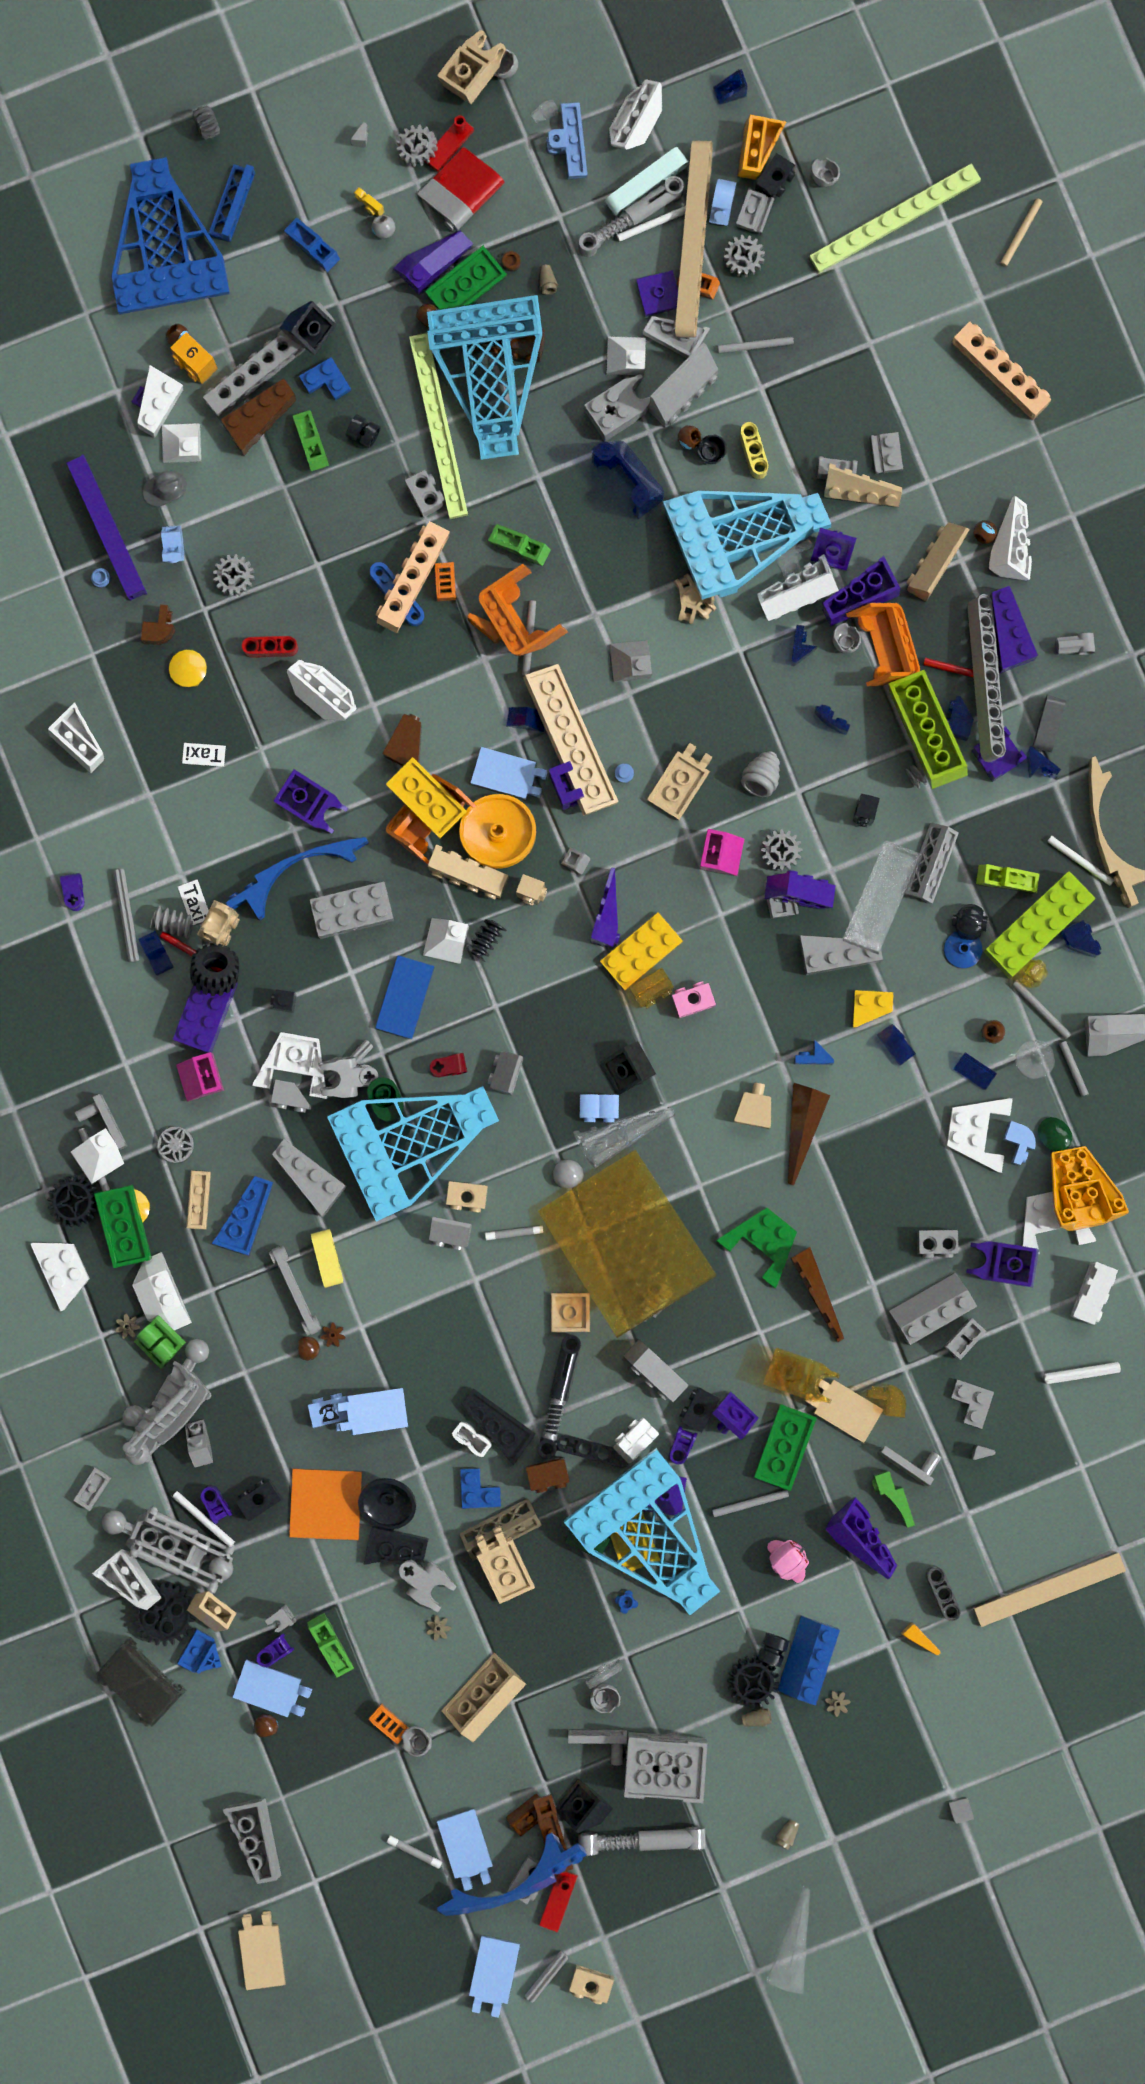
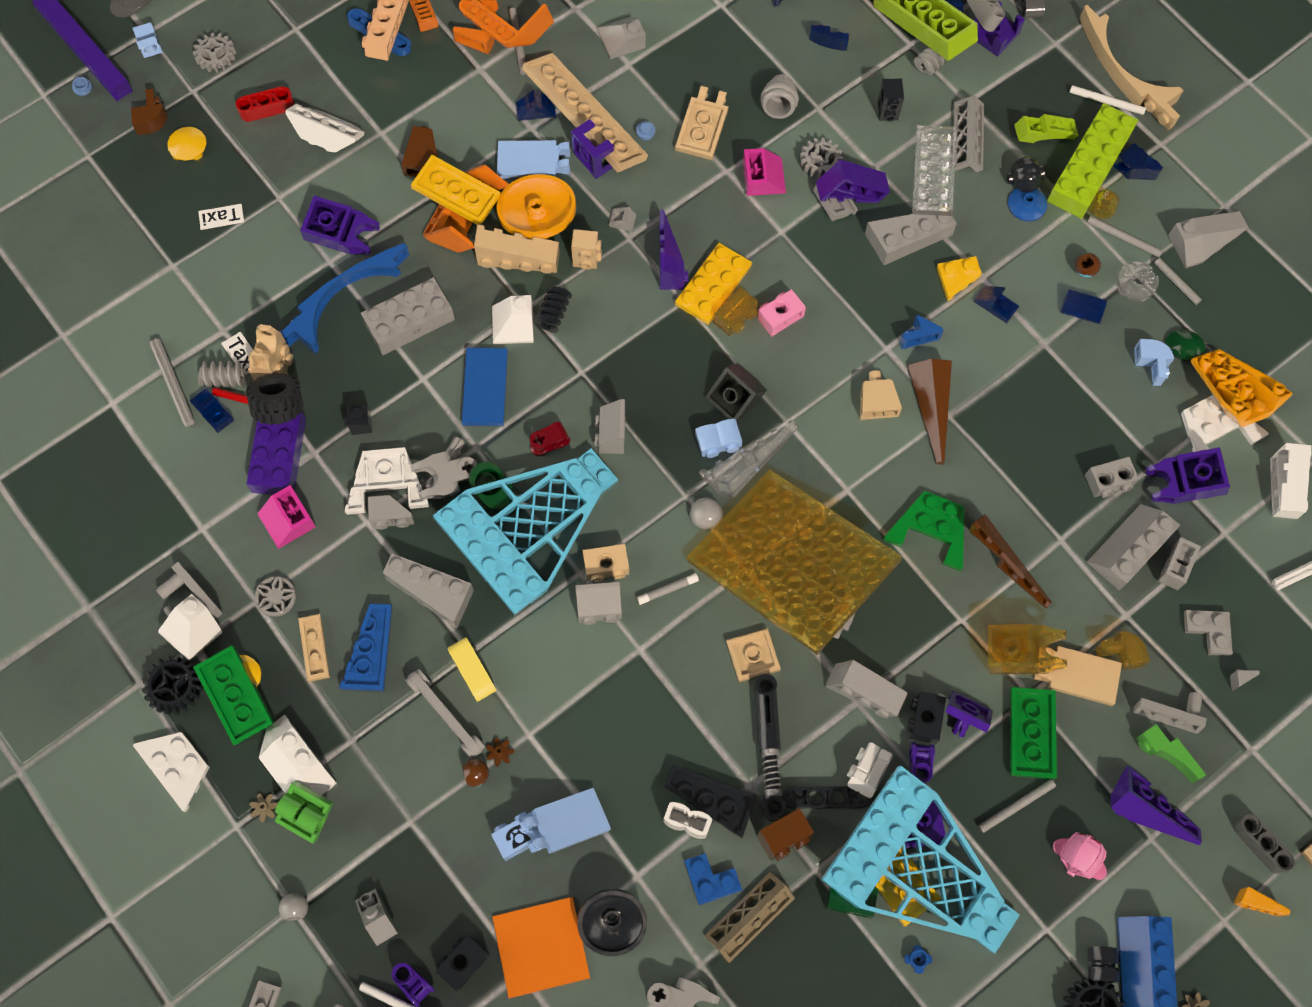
camera: 20 degrees left, 15 degrees down
(73, 888) = (110, 372): dark purple piece -> none
(75, 737) = (83, 228): white wedge -> none
(172, 1407) = (333, 884): light grey piece -> none
(392, 1545) = (631, 972): black wing -> none
(503, 1566) = (767, 957): tan tile -> none
(969, 1131) = (1100, 365): white wing -> none
(1036, 760) = (1038, 25): clear blue slope -> none

